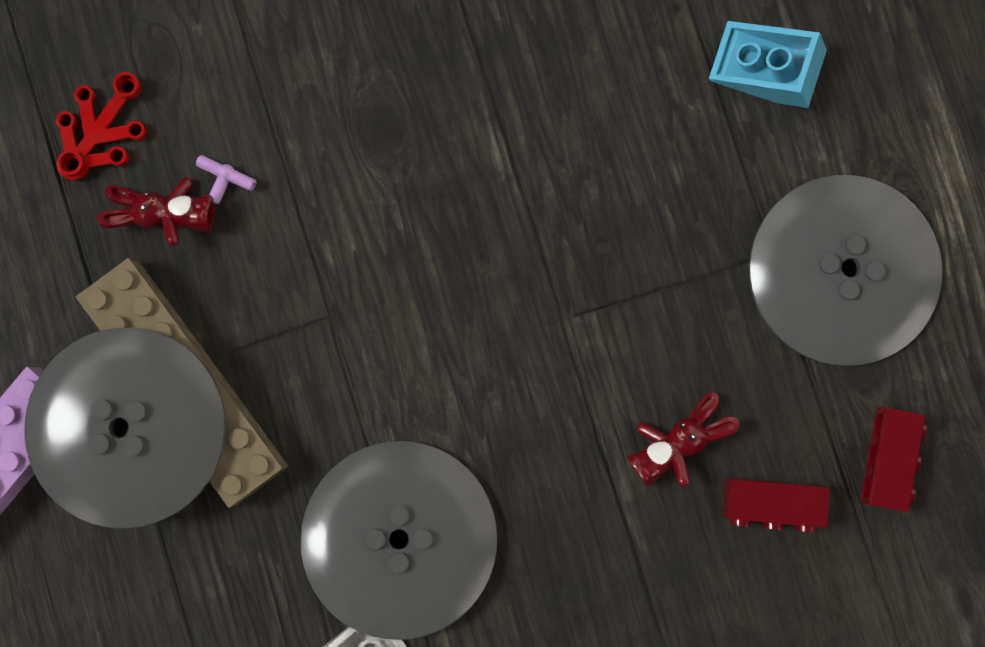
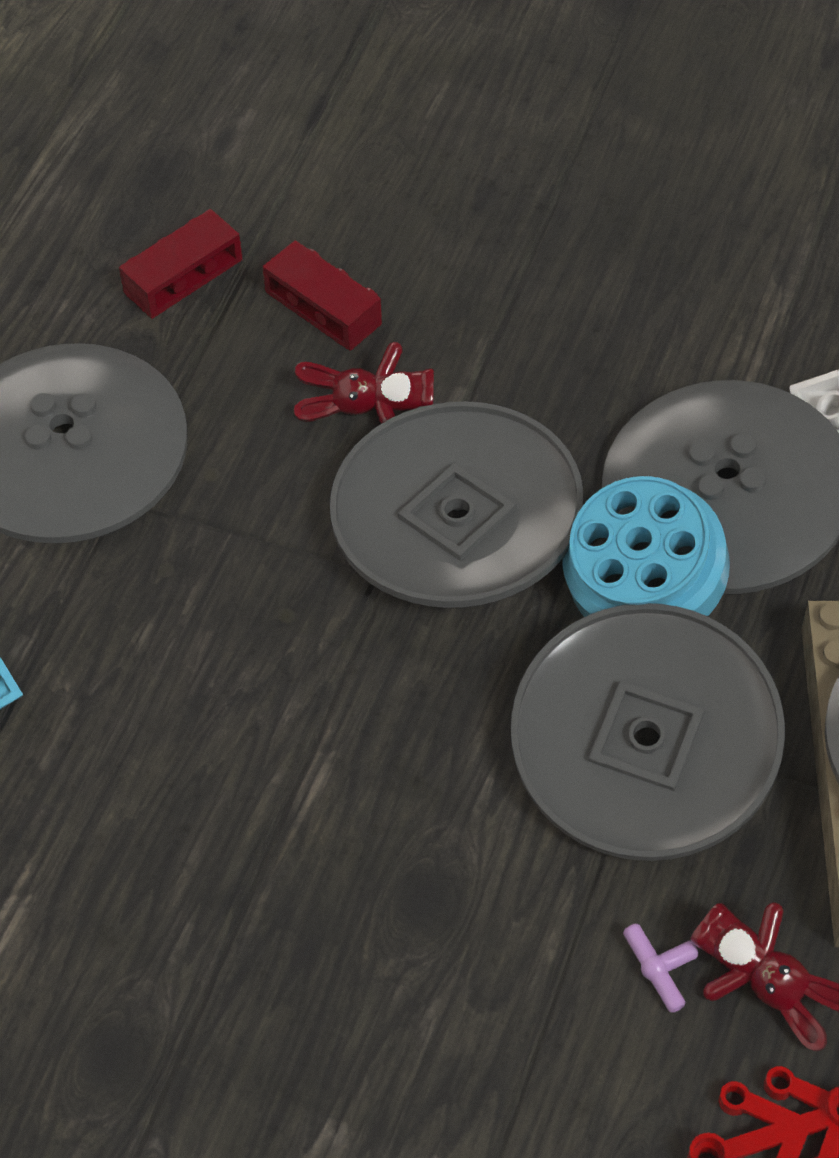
camera: 145 degrees left, 30 degrees down
(285, 281) = (659, 672): none -> dark grey dish
(425, 469) = (692, 579): none -> medium azure wheel
(599, 379) = (447, 457): none -> dark grey dish

